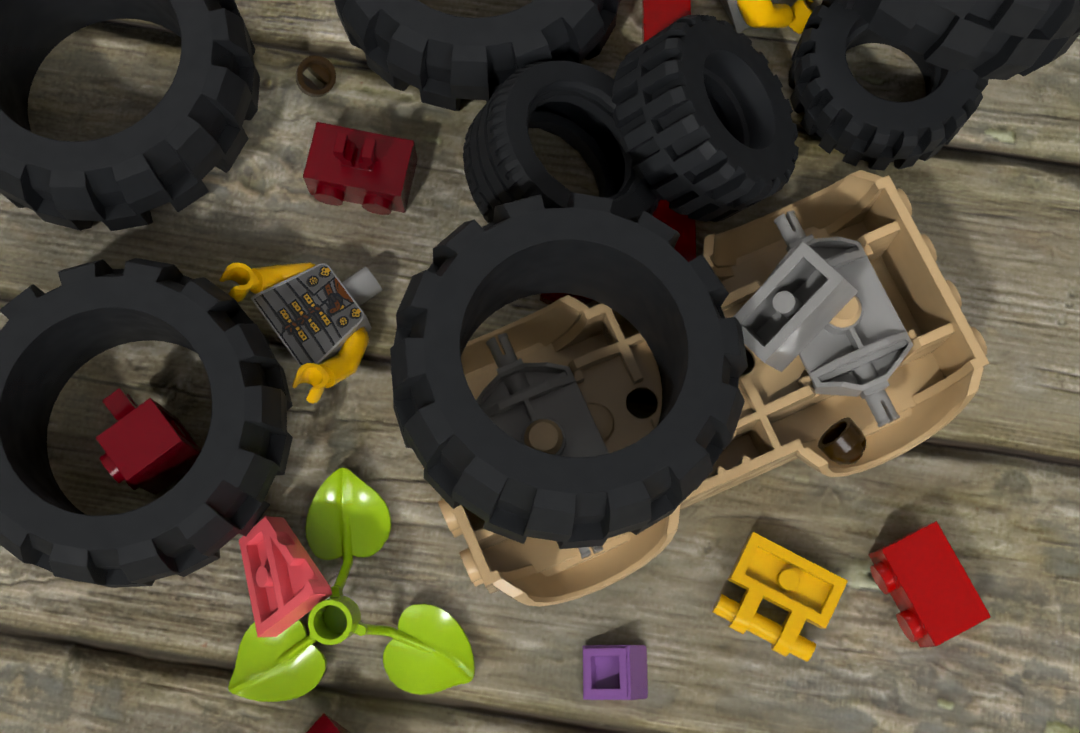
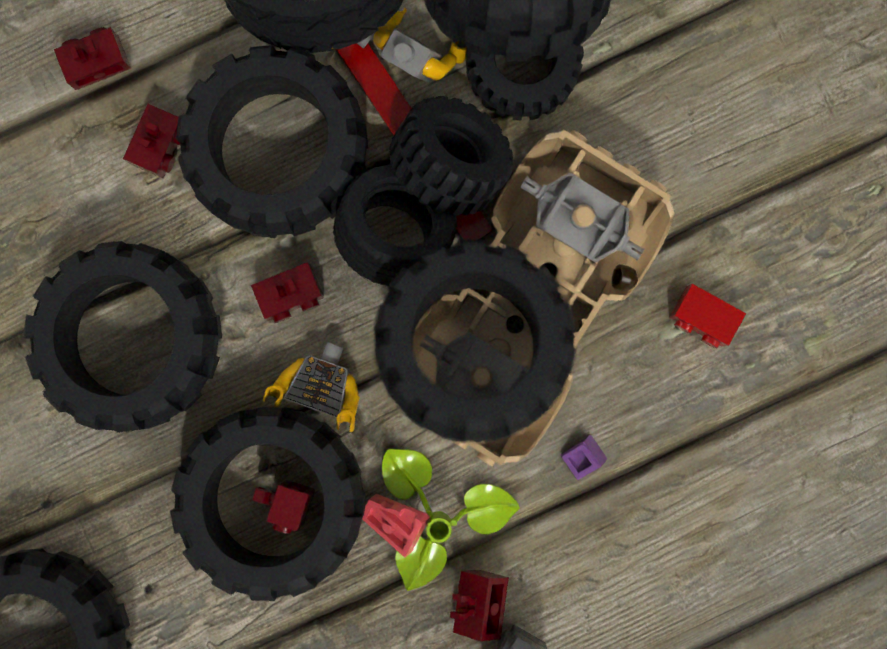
camera: 30 degrees left, 10 degrees up
(322, 70) = (229, 251): dark brown hinge -> none
(787, 582) = (639, 359): yellow plate -> none
(793, 307) = (560, 236): light grey brick -> none

